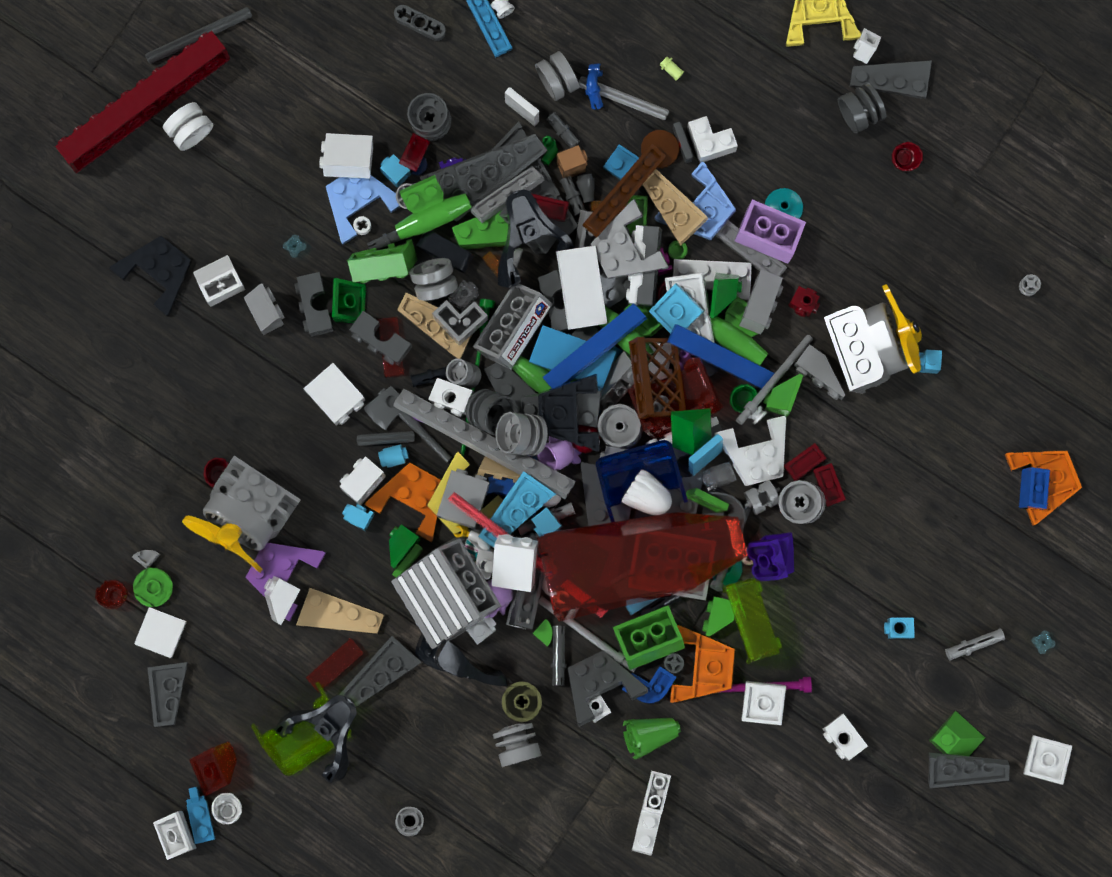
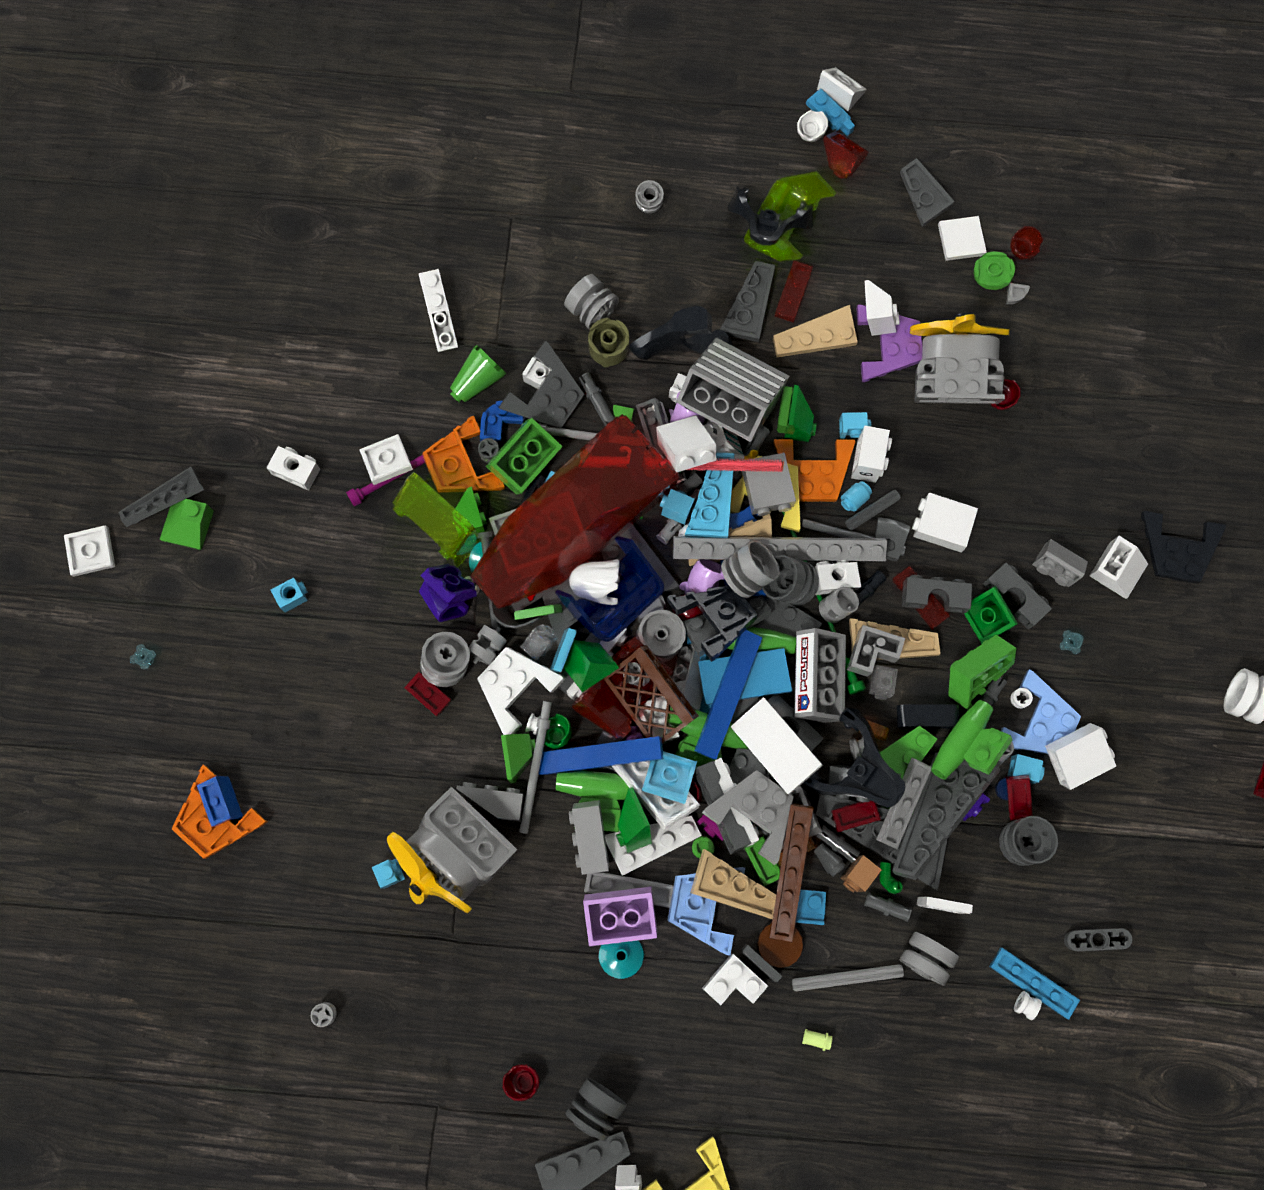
camera: 150 degrees right, 5 degrees down
(433, 279) = (923, 677): light grey wheel -> none
(592, 87) = (885, 967): blue piece -> none
(804, 462) = (463, 705): dark red tile -> none
(808, 295) = (554, 867): dark red brick -> none
(954, 652) = (205, 623): light grey pin -> none

